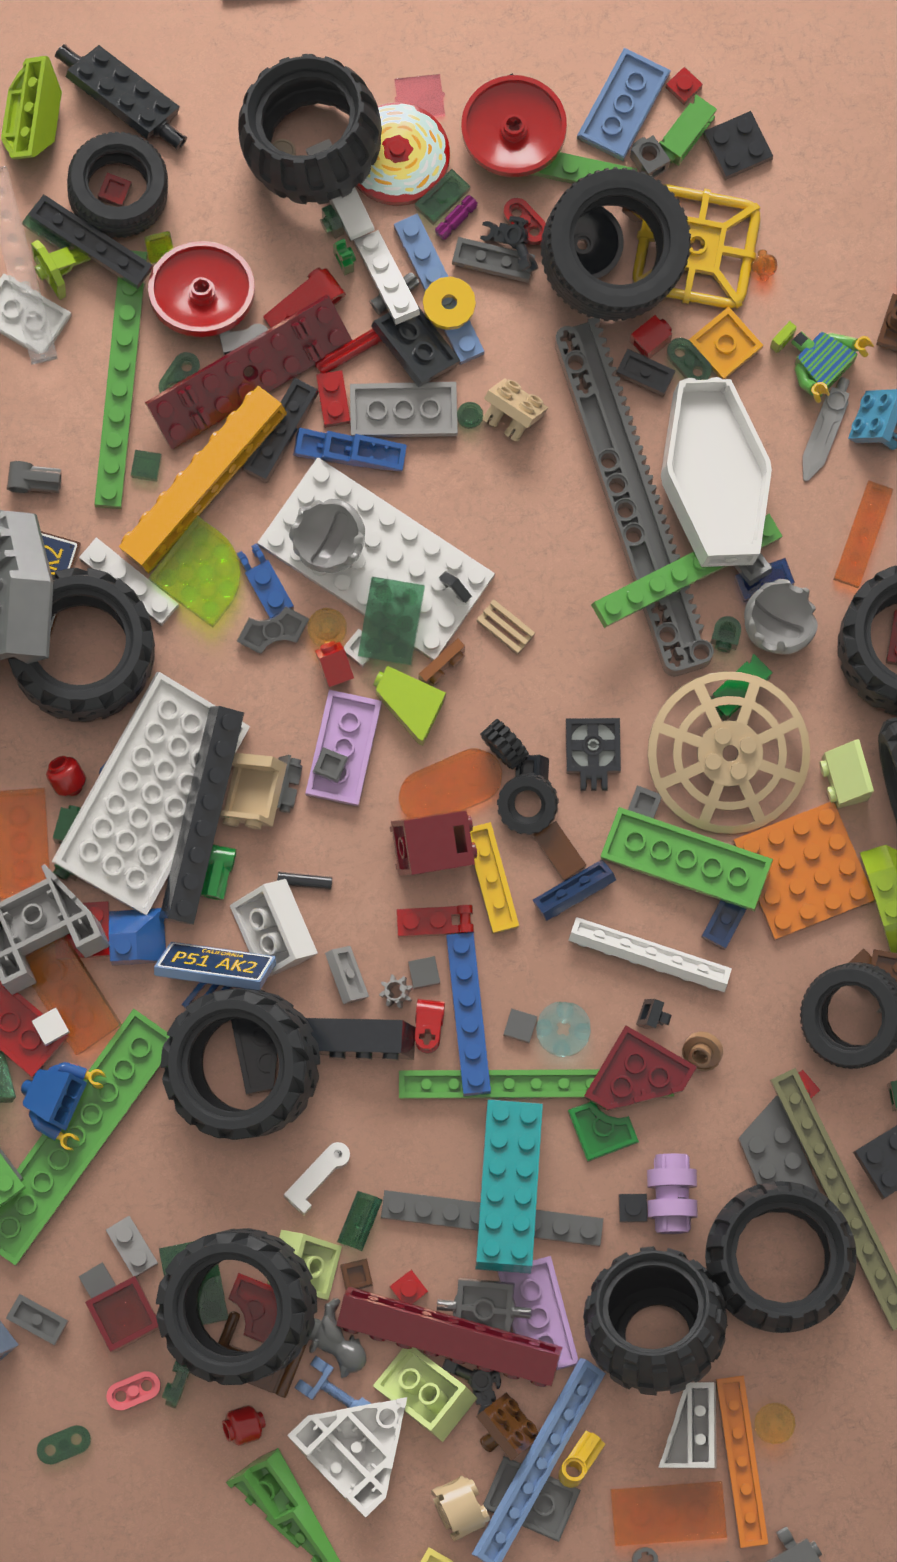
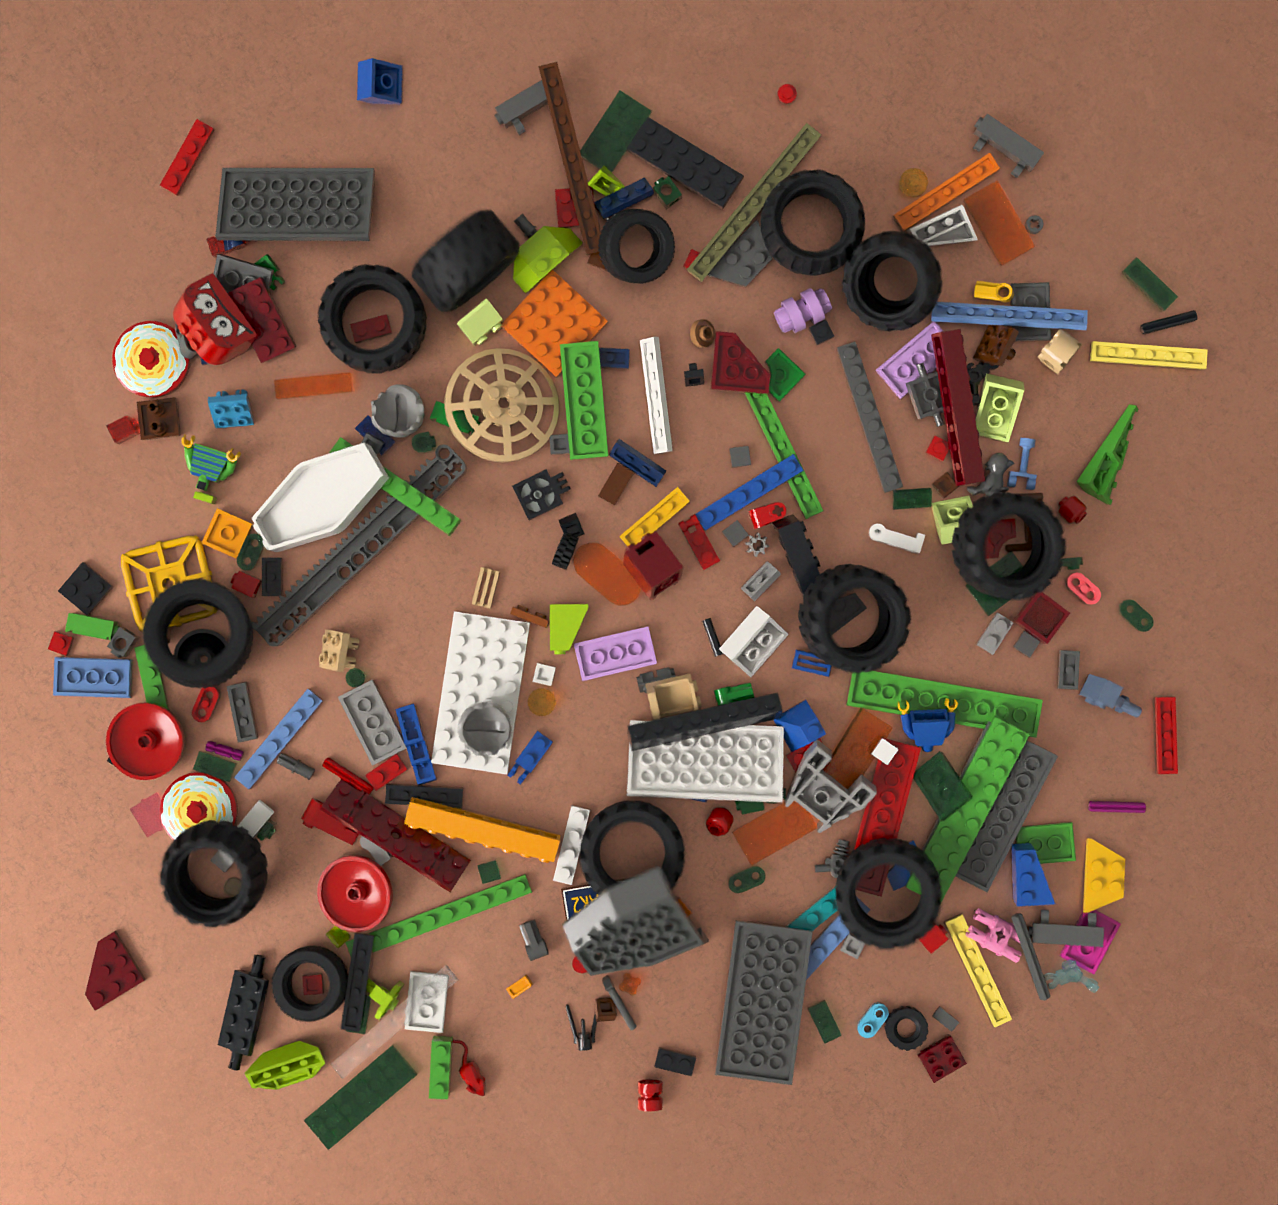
camera: 110 degrees left, 10 degrees up
(175, 372) = (420, 881): clear green plate -> none
(200, 572) = (543, 801): clear neon green plate -> none
(215, 966) = (797, 665): tile -> none
(284, 626) = (565, 742): dark grey tile -> none
(330, 765) = (632, 656): dark grey tile -> none
(334, 663) = (564, 685): red brick -> none
(344, 256) = (286, 810): green plate -> none
(354, 1449) = (1056, 432): white wedge -> none
(387, 277) = (288, 775): white plate -> none
(391, 621) = (519, 661): clear green plate -> none
(416, 347) = (324, 735): black plate -> none
(449, 288) = (298, 726): yellow tile -> none
(455, 584) = (476, 631): black tile -> none
(507, 808) = (584, 509): black tyre -> none
(509, 1186) = (847, 414): teal brick -> none
(515, 236) = (220, 705): black piece -> none
(560, 1044) = (739, 423): clear light blue plate -> none
(764, 265) = (161, 532): clear orange plate -> none
(825, 429) = (254, 442): light grey piece -> none

